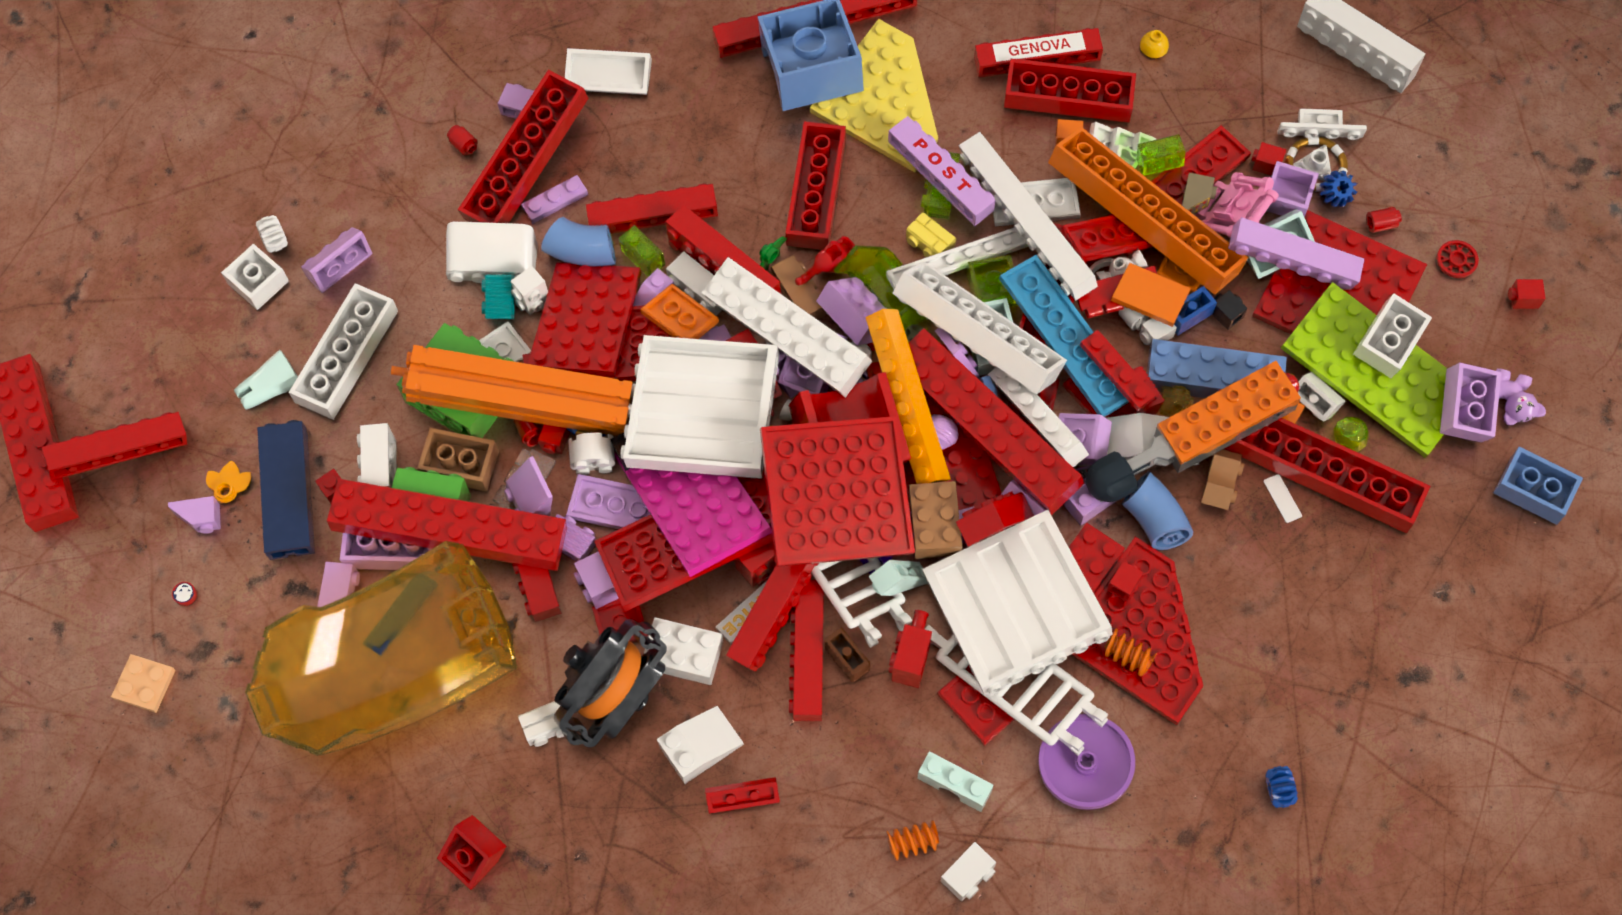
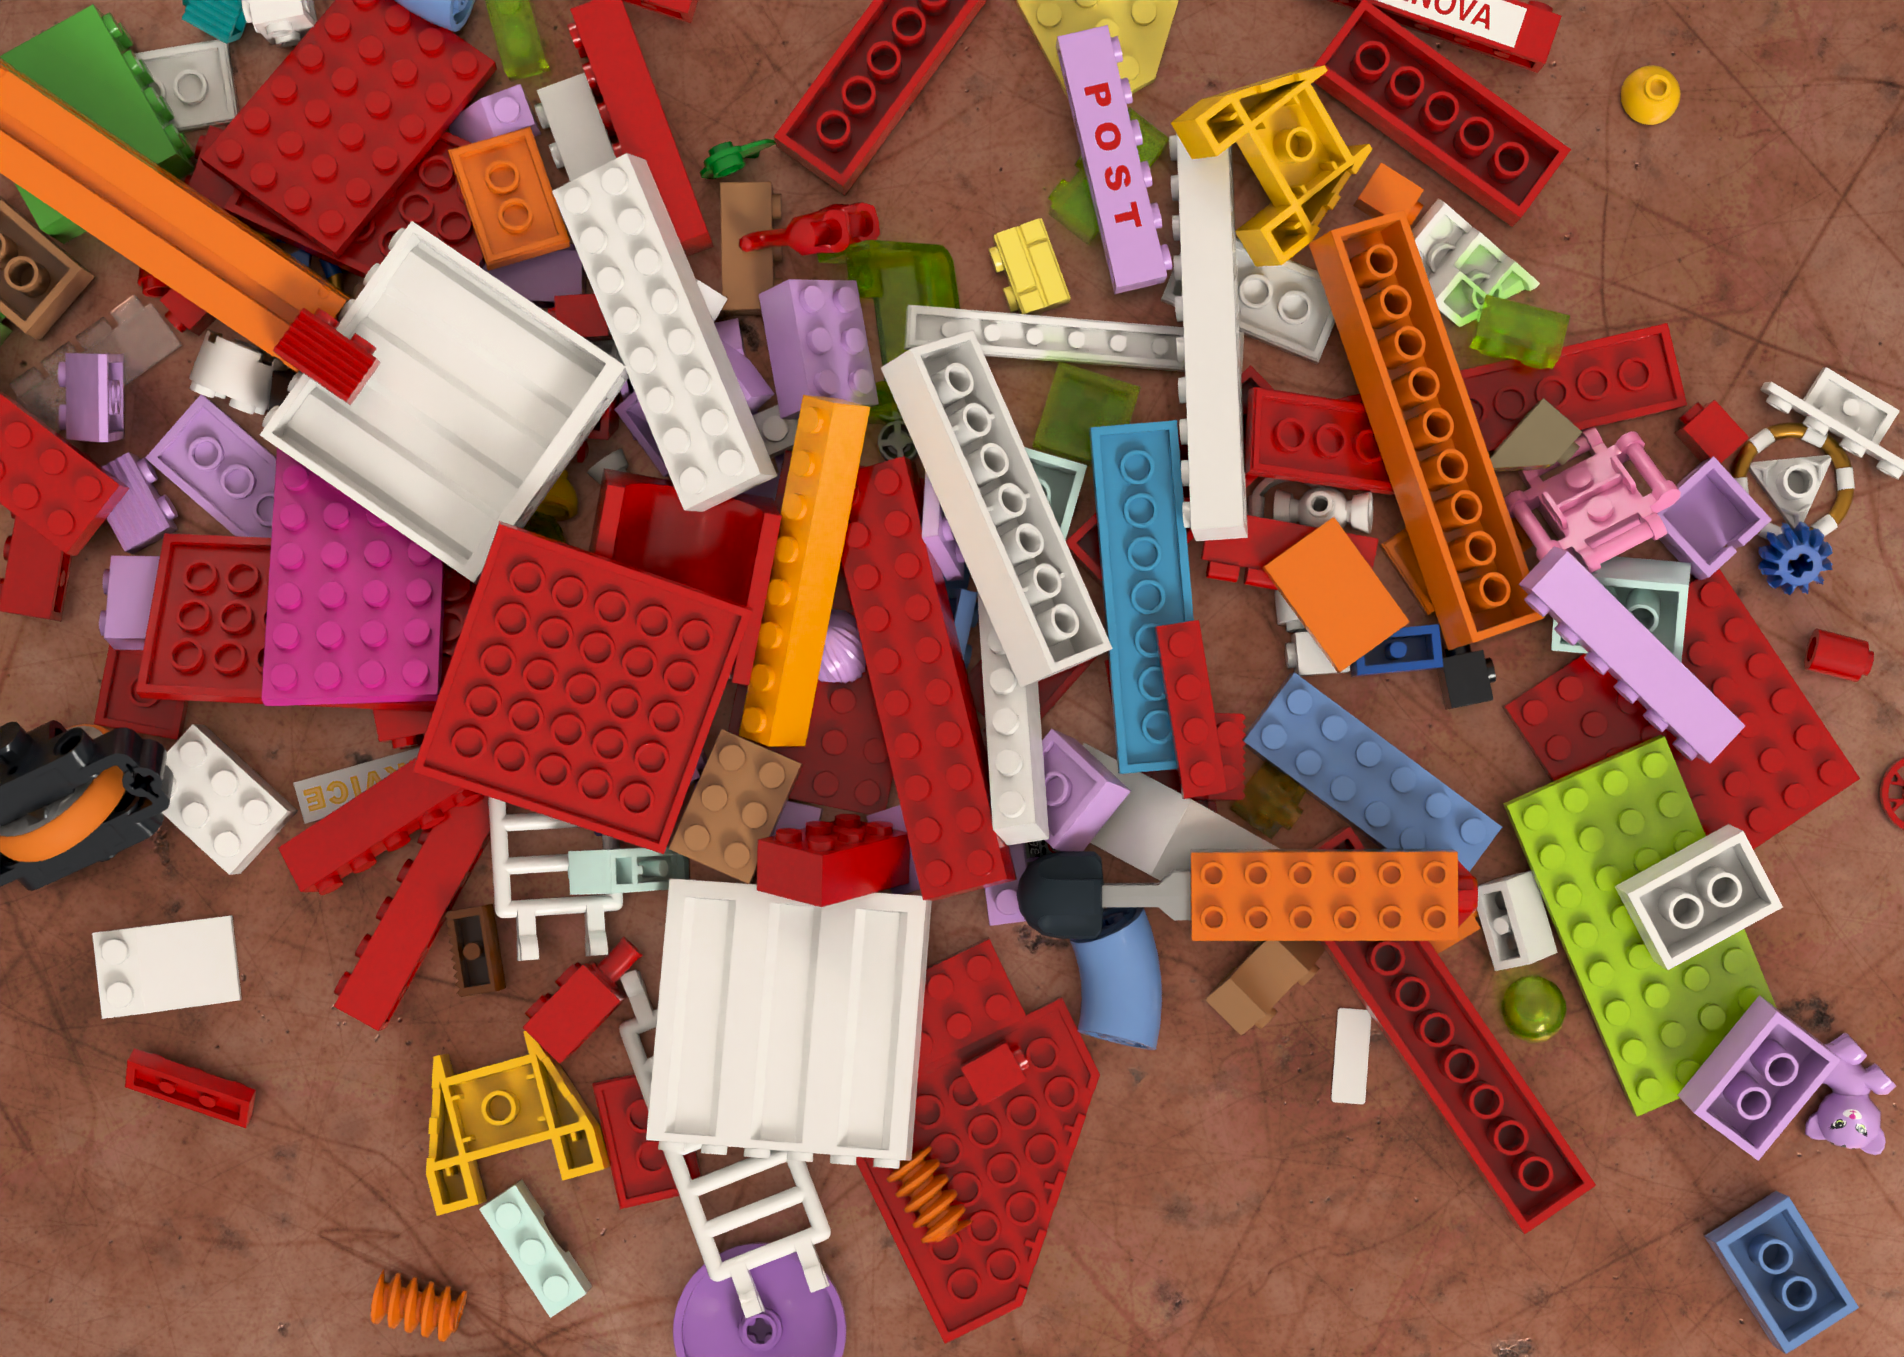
camera: 25 degrees right, 20 degrees up
(638, 405) = (327, 355): none -> red brick
(902, 722) = (501, 1111): none -> yellow wedge
(1015, 129) = (1289, 150): none -> yellow wedge

